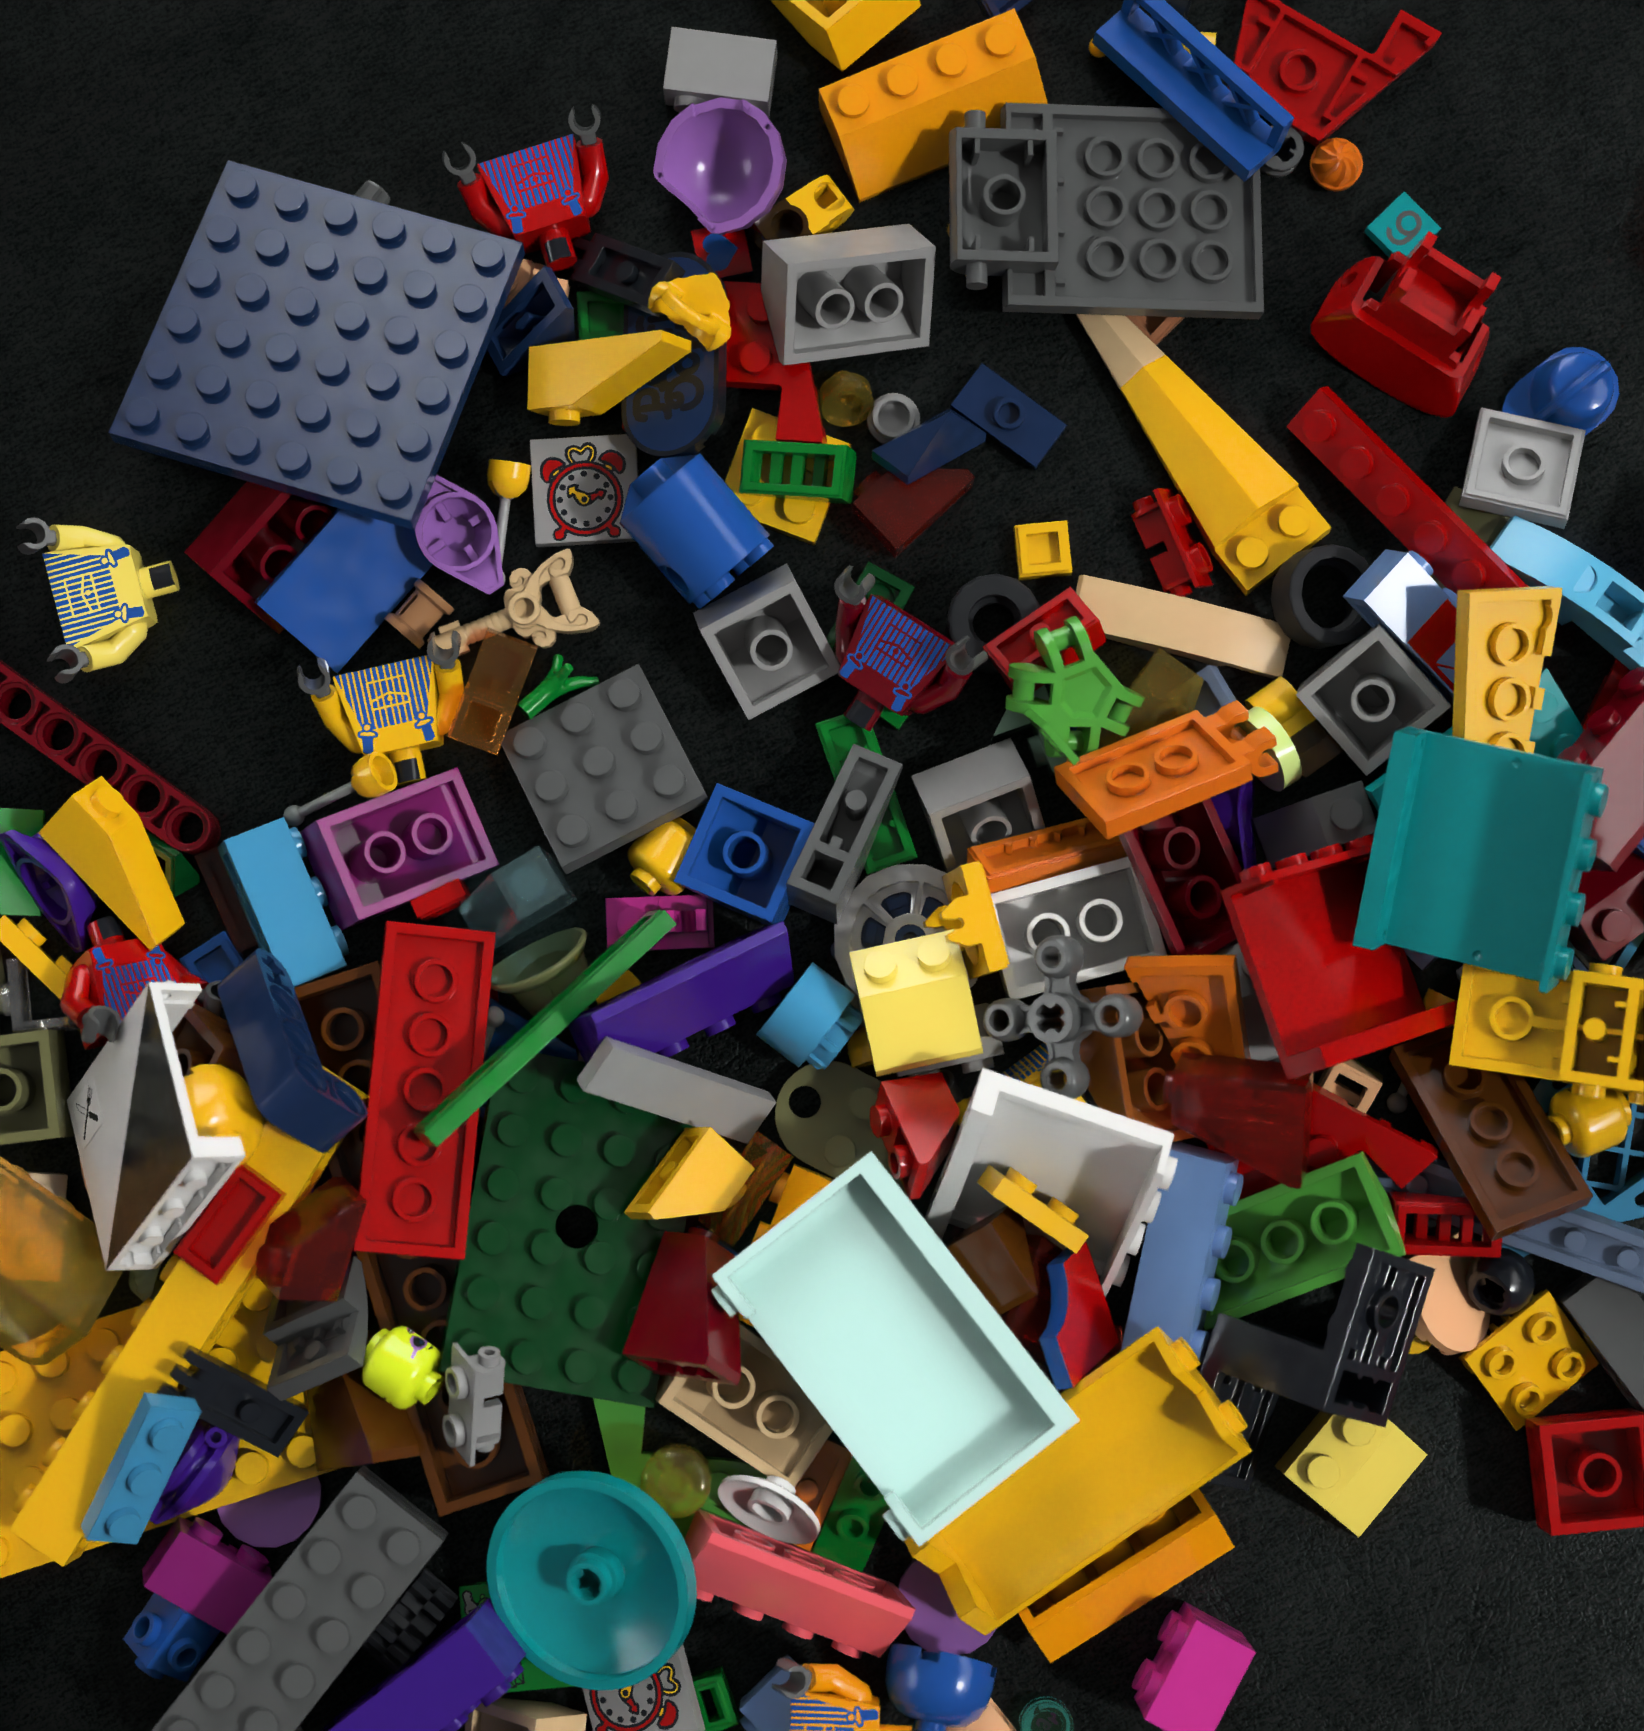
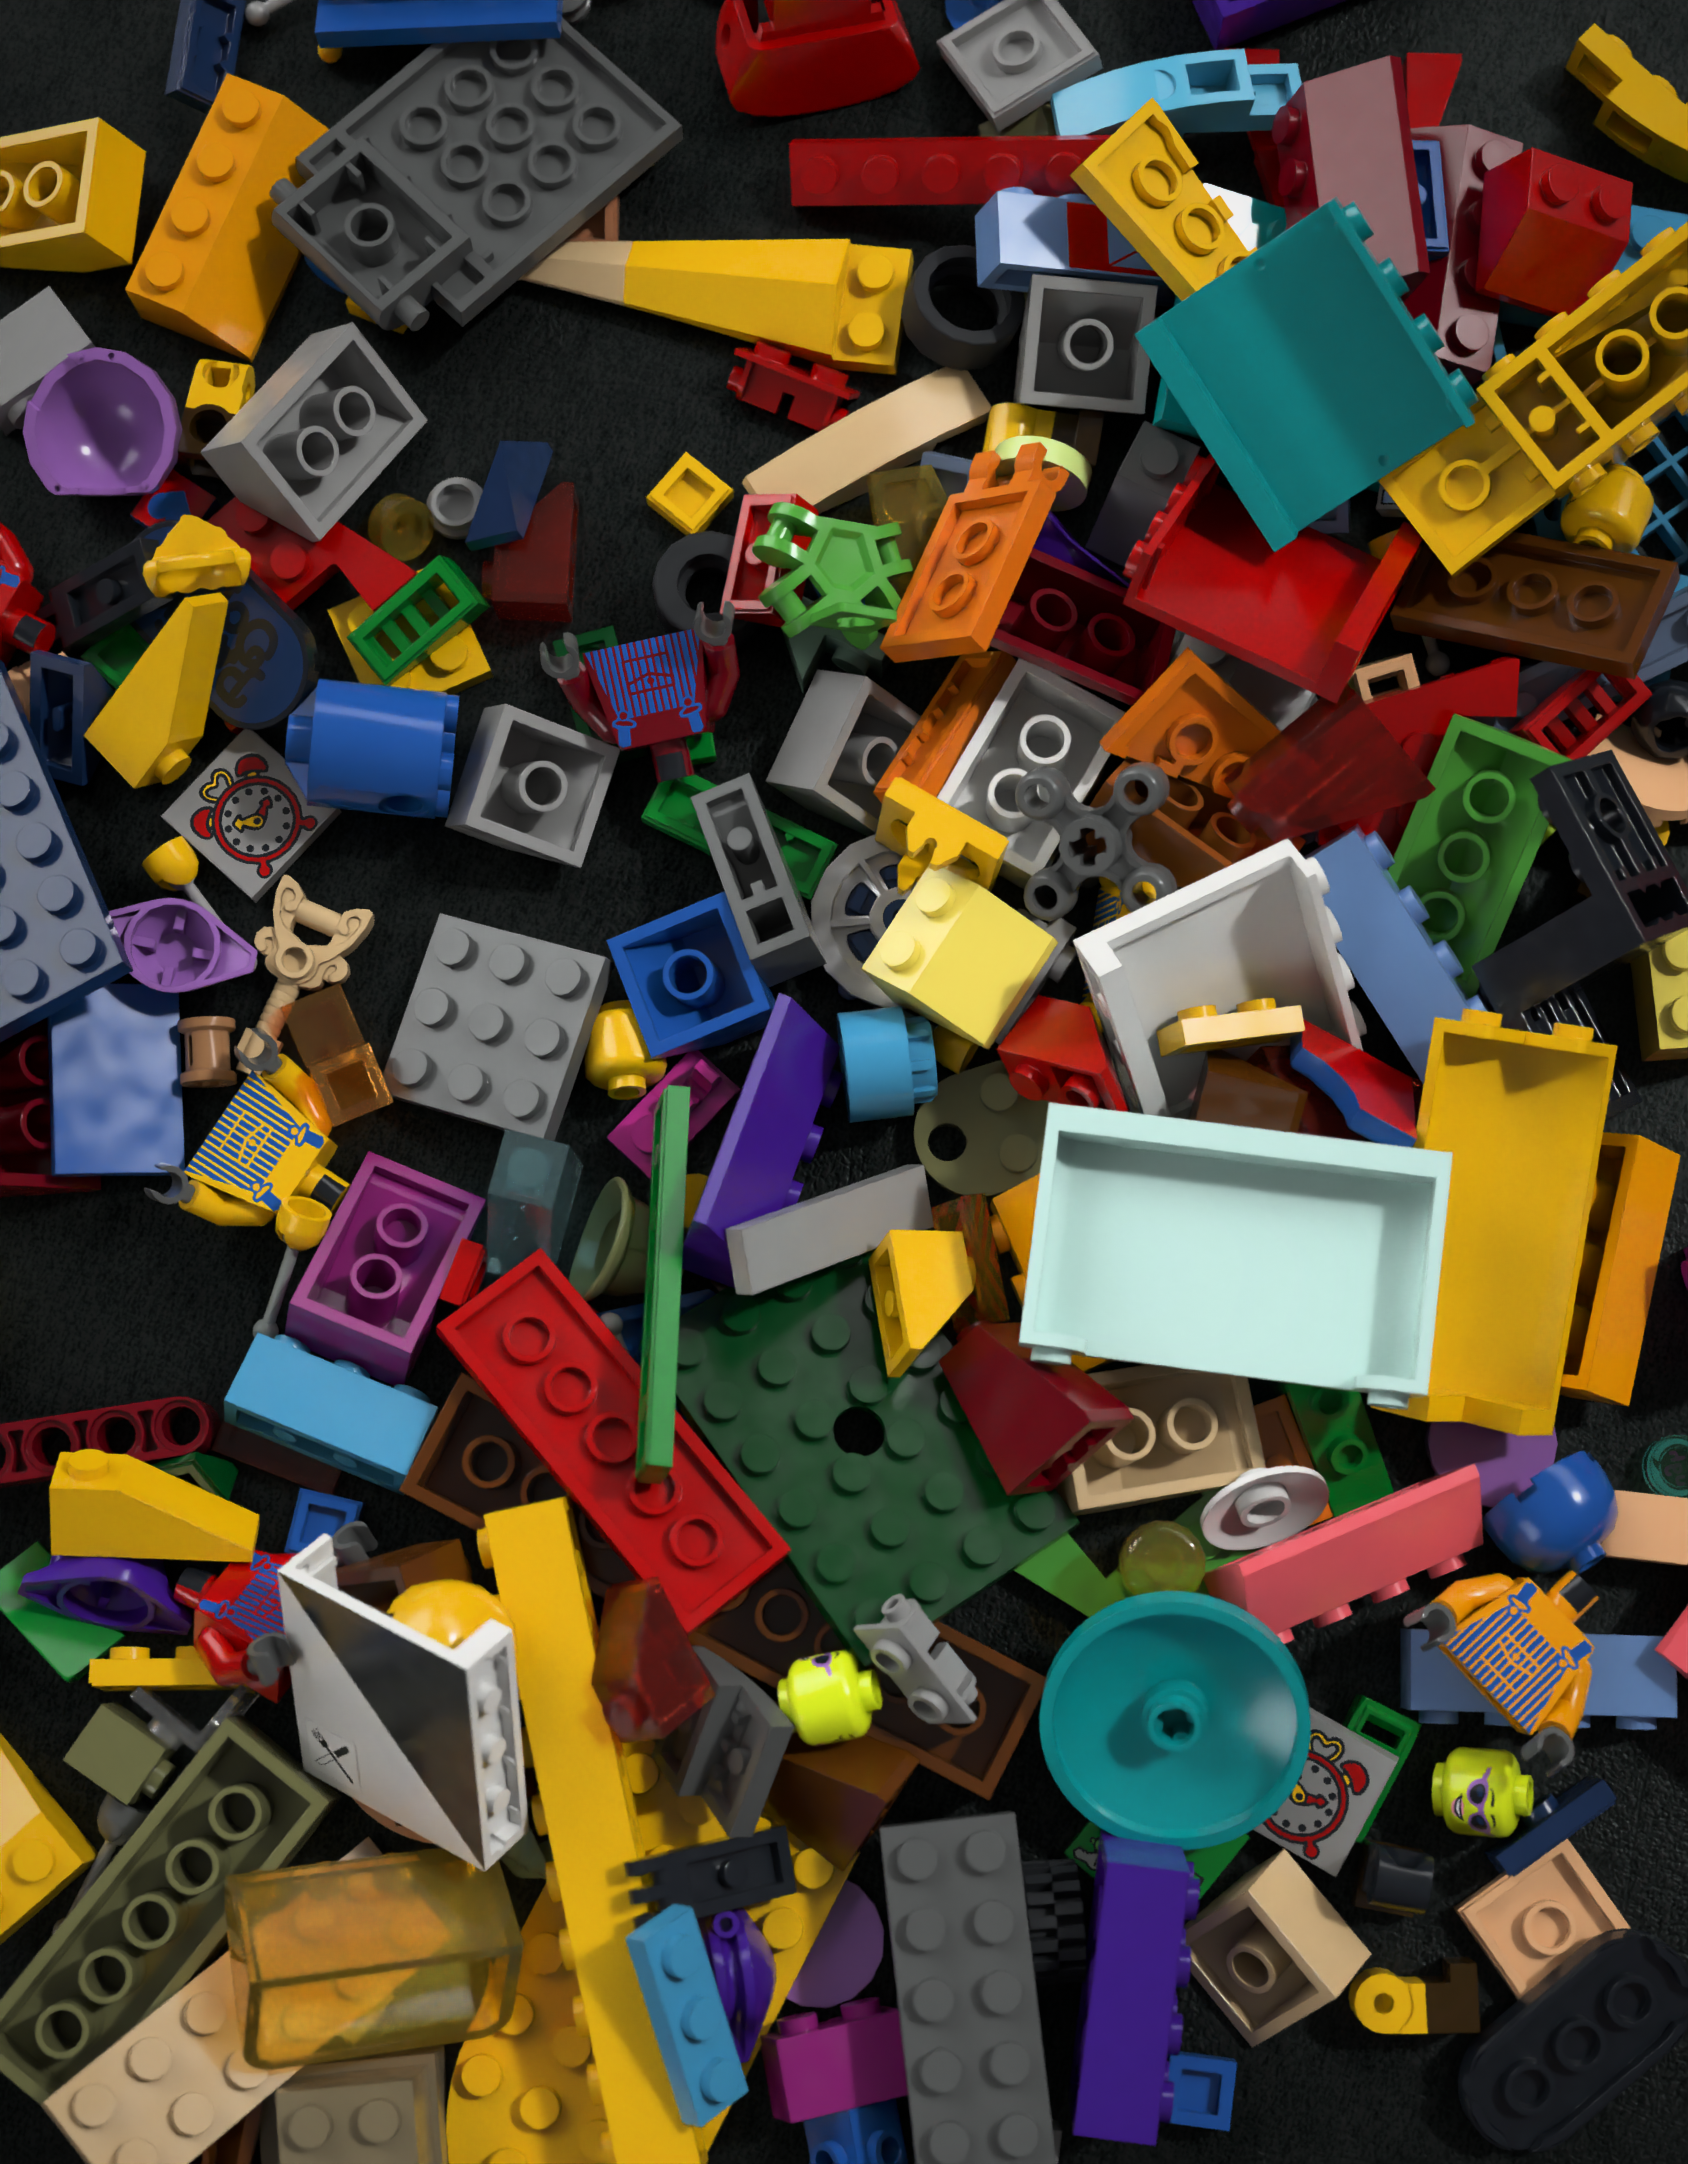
camera: 45 degrees left, 5 degrees down
(229, 1223) = (555, 1719): red tile -> none
(282, 1057) = (461, 1523): dark blue beam -> none
(553, 686) = (384, 1003): green bar -> none
(1008, 416) = (554, 412): dark blue plate -> none

